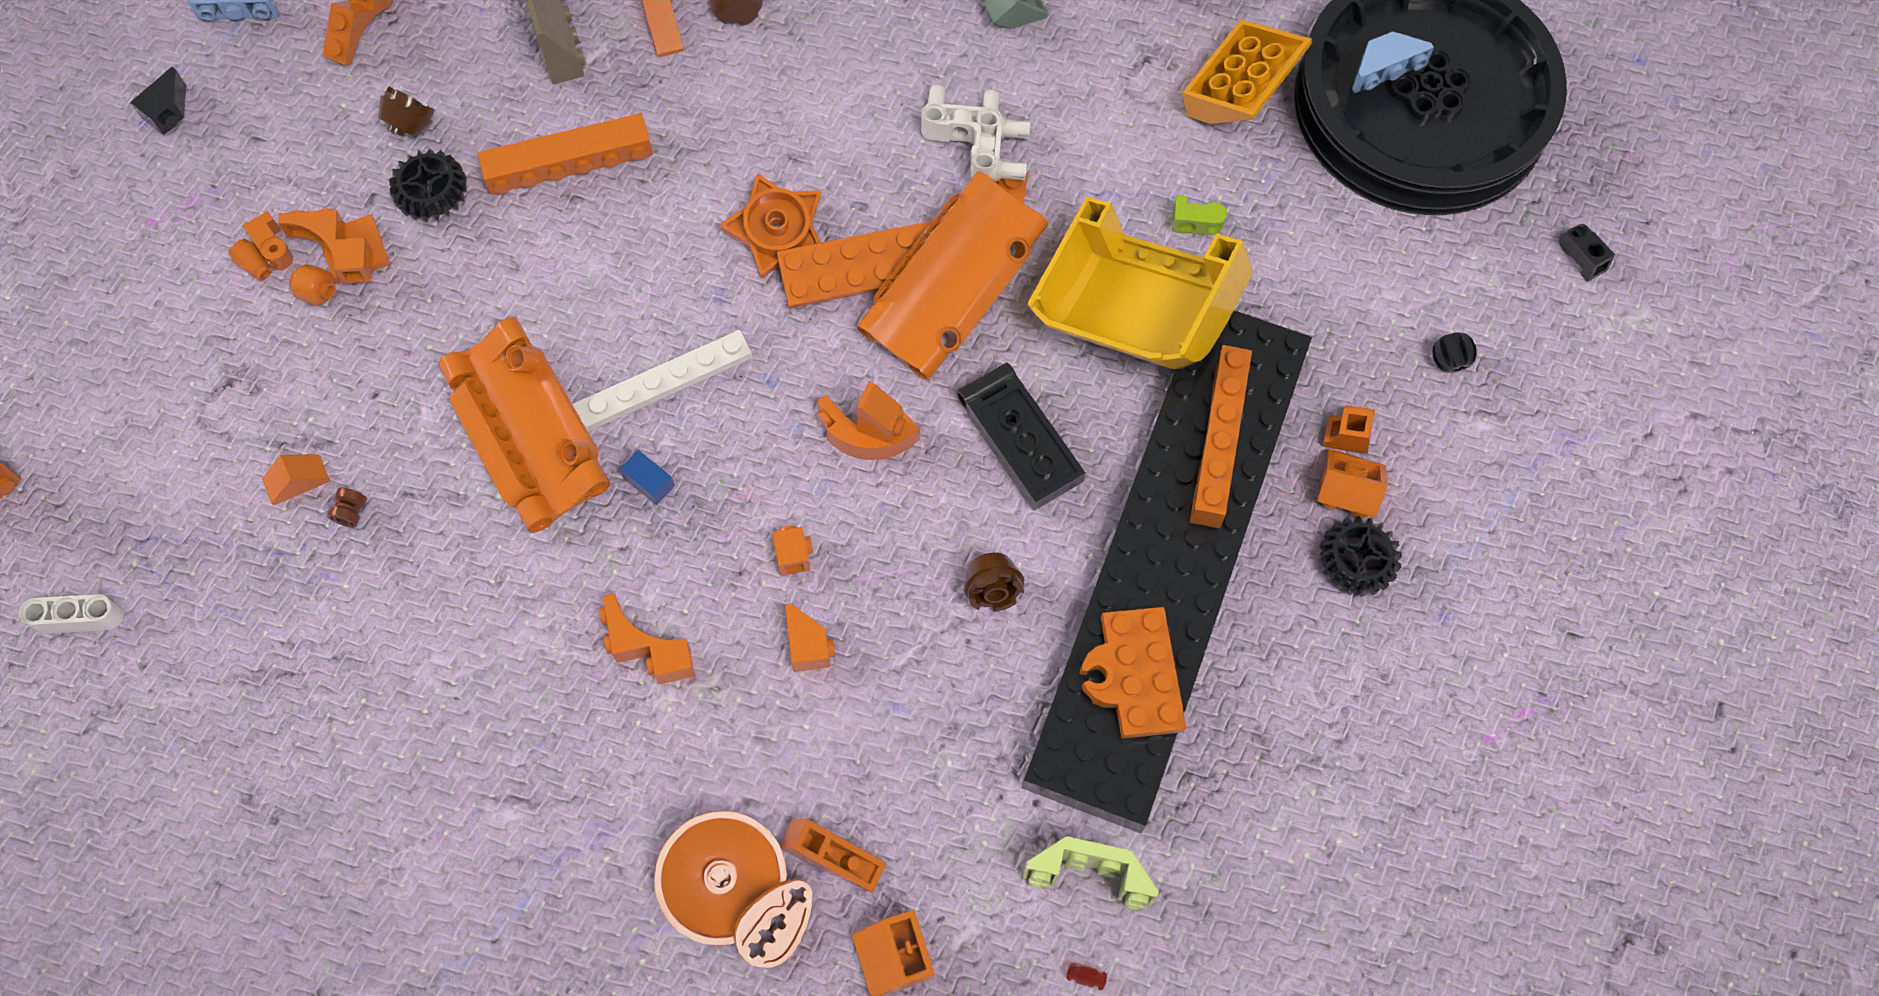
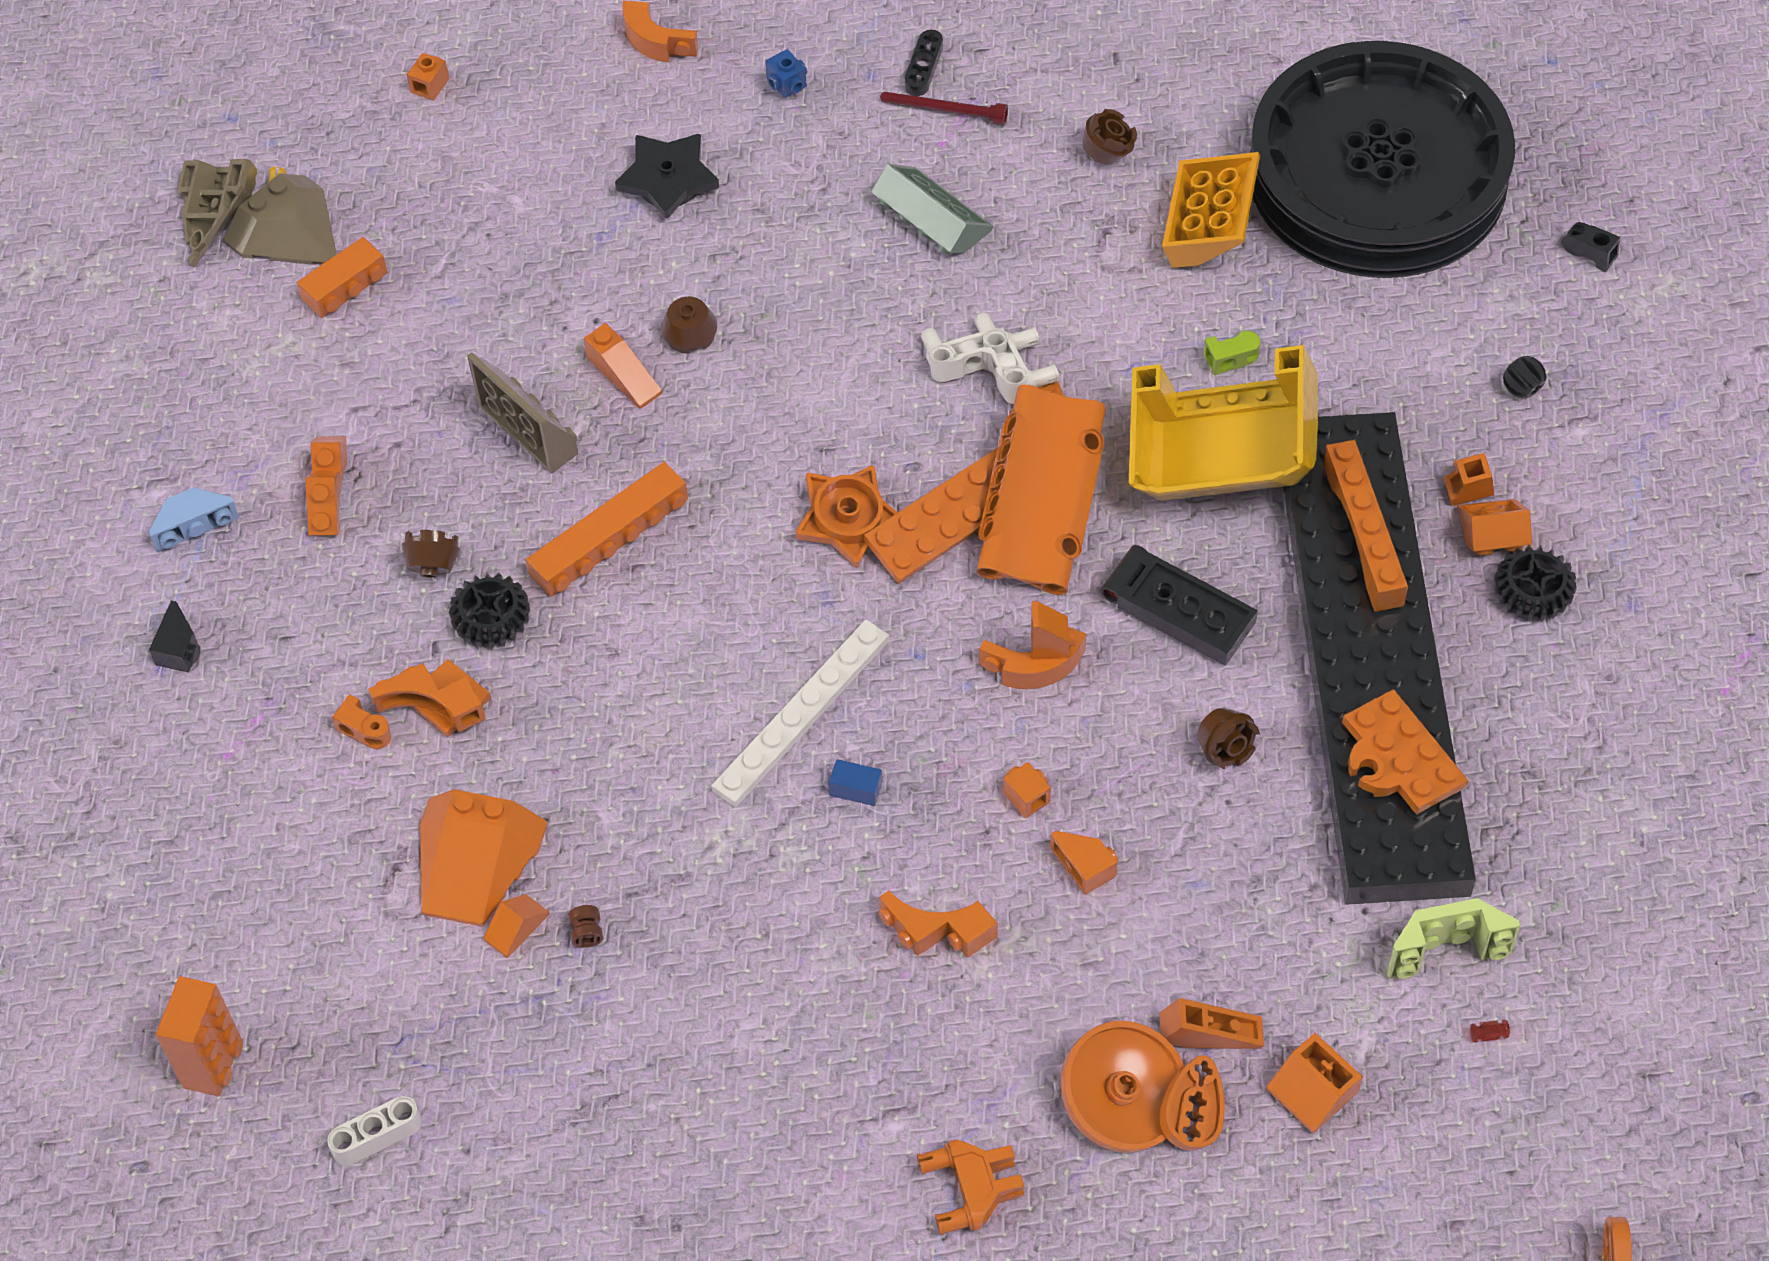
camera: 20 degrees left, 10 degrees down
(249, 258) = (353, 747): orange cone -> none
(295, 400) = (473, 853): none -> orange wedge
(312, 284) = (430, 745): orange head -> none
(523, 426) = (714, 783): orange panel -> none
(543, 904) = (976, 1182): none -> orange connector
(1390, 58) = (1338, 141): light blue slope -> none

